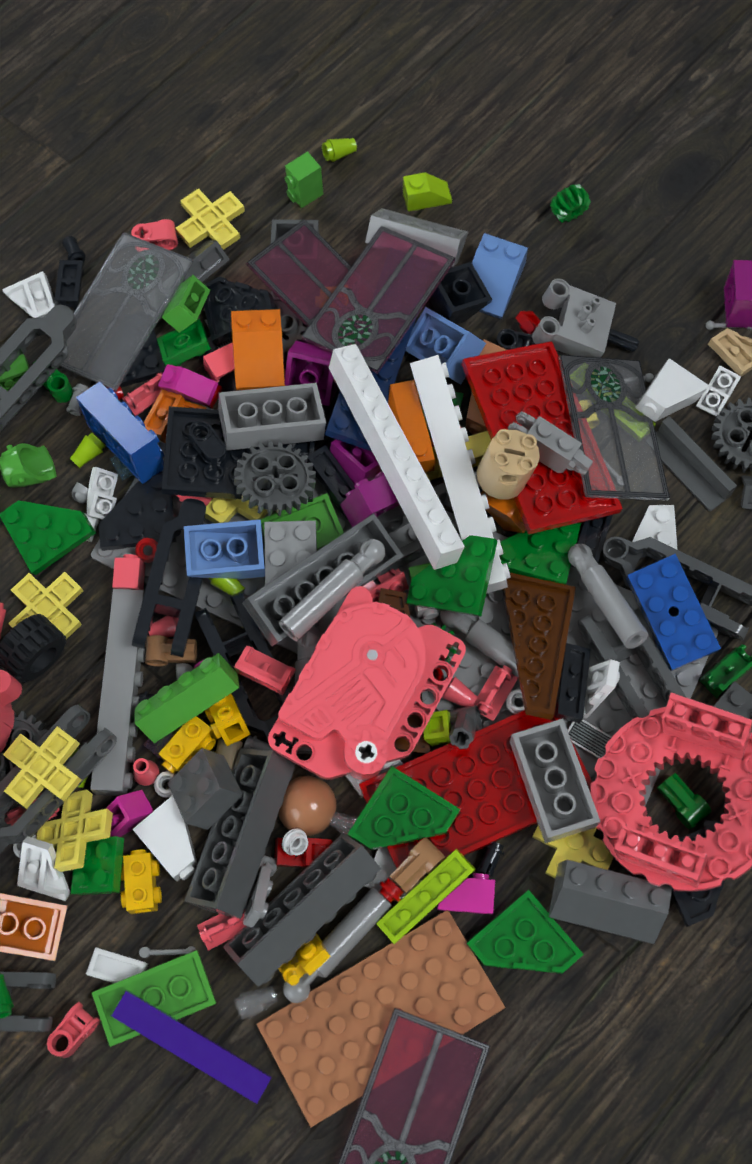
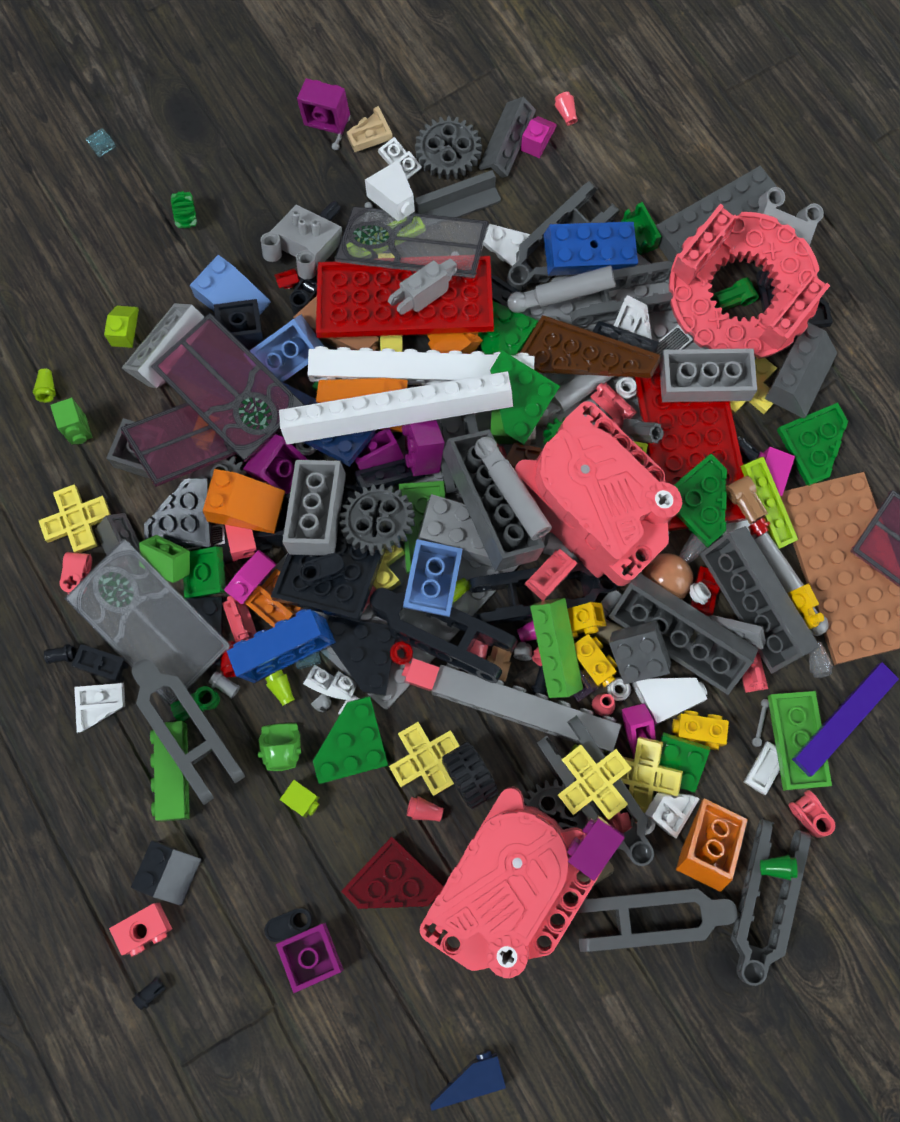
camera: 75 degrees left, 5 degrees up
(508, 464) = (438, 319): tan cylinder -> none
(623, 109) = (100, 142): none -> clear light blue plate

